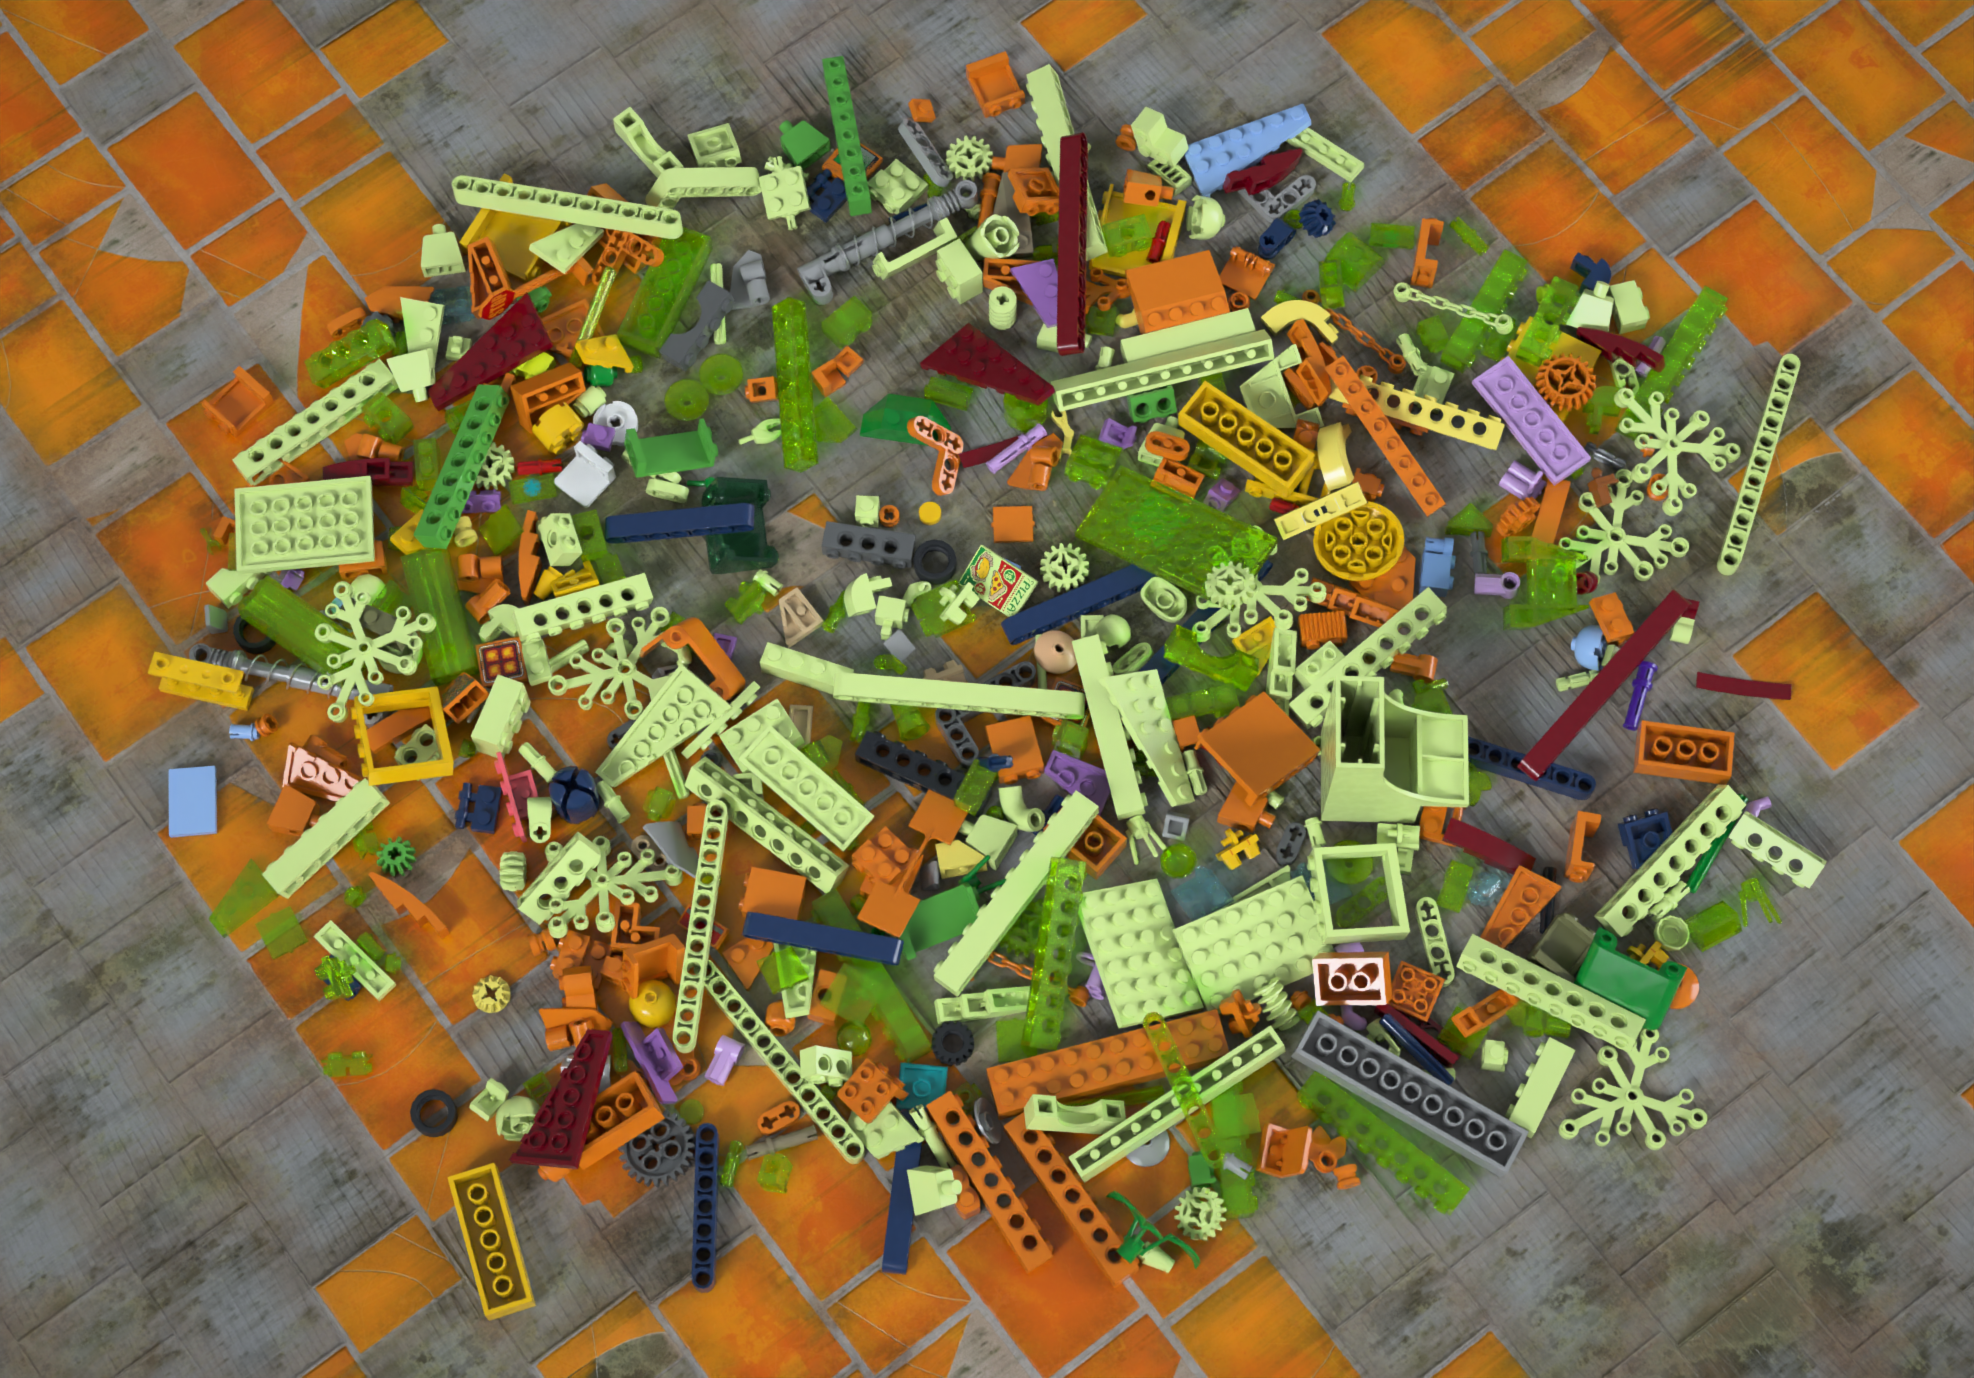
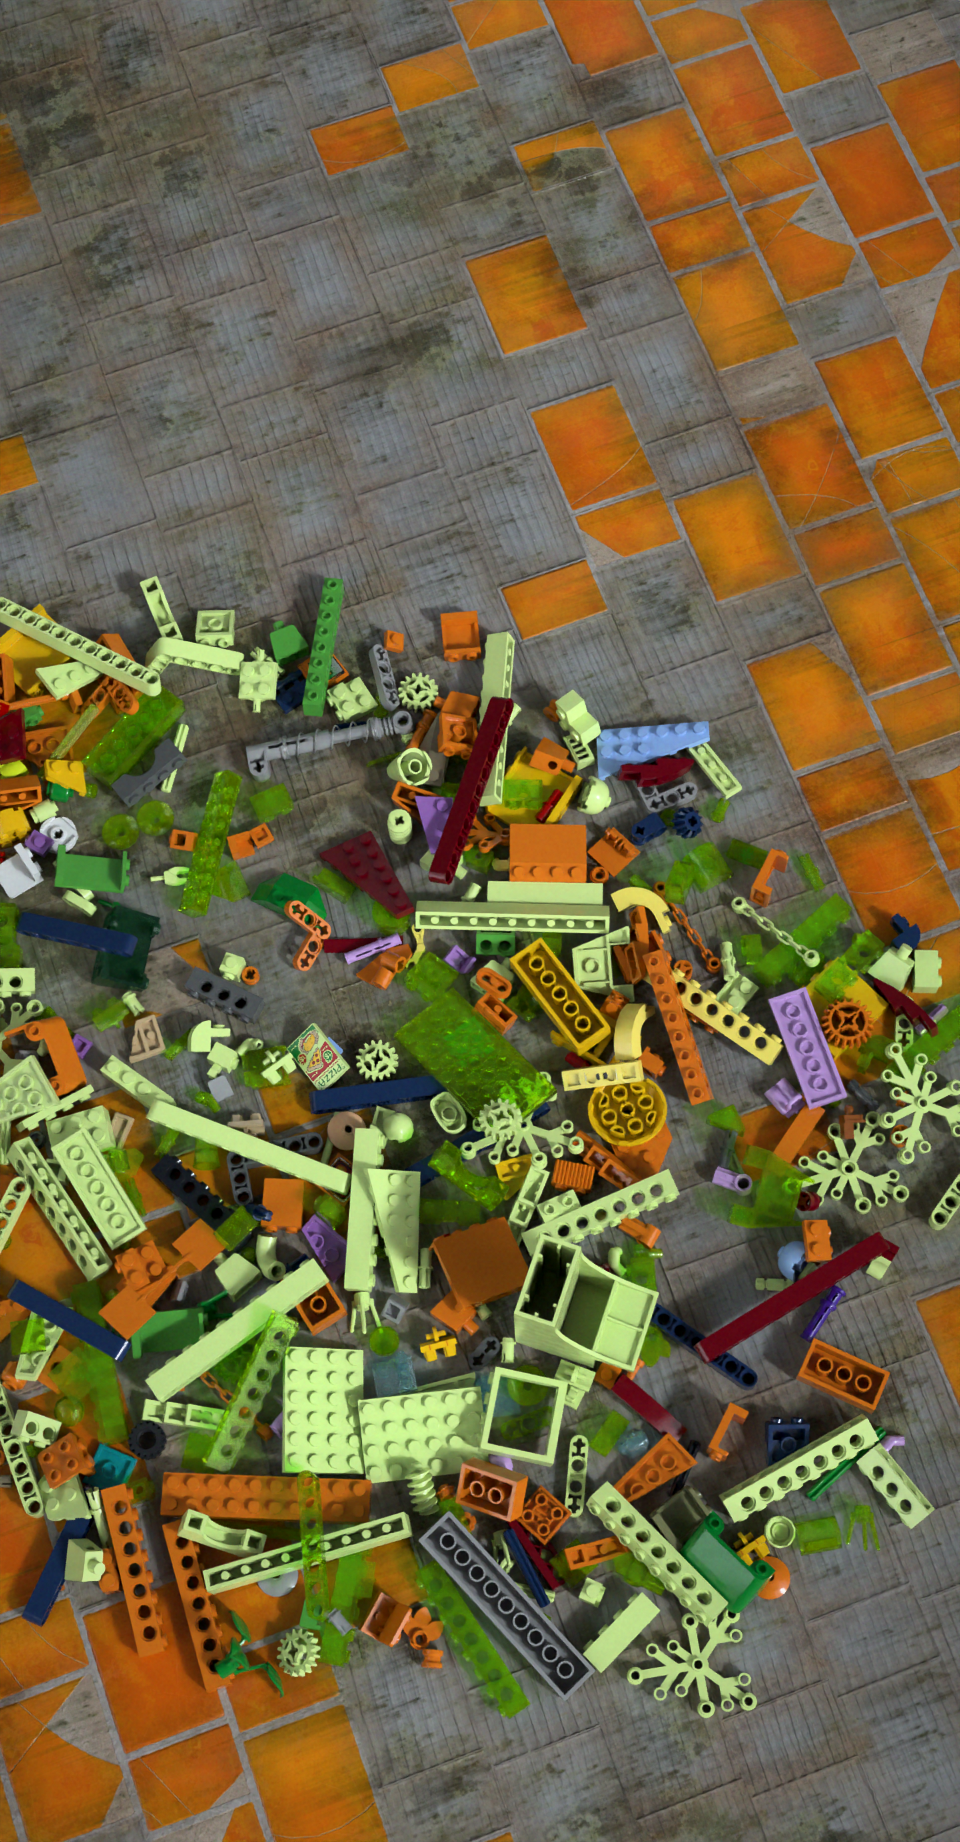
camera: 20 degrees right, 0 degrees up
(749, 282) = (205, 746): light grey panel -> none
(773, 893) = (45, 1270): orange panel -> none
(885, 269) = (344, 763): yellowish green panel -> none
(930, 513) = (284, 982): yellow tile -> none
(930, 546) = (269, 1011): black tyre -> none
(957, 859) = (203, 1284): light yellow slope -> none
(959, 271) = (374, 786): yellowish green brick -> none
(987, 1120) = (149, 1516): light grey dish -> none
(1013, 524) = (349, 1011): orange piece -> none
(1133, 659) = (406, 1157): yellowish green plate -> none
(1157, 1258) = (251, 1680): yellowish green cone -> none
(1186, 731) = (428, 1231): orange panel -> none
(1221, 495) = (527, 1037): medium lavender bracket -> none
(1244, 1013) = (392, 1490): orange hips -> none
(1352, 1019) = (484, 1523): lavender arm -> none
(1436, 566) = (687, 1150): medium blue hinge -> none
(1518, 516) = (768, 1128): orange gear -> none
(1669, 901) = (787, 1502): yellowish green pin -> none
(1743, 687) = (916, 1332): dark red sticker -> none

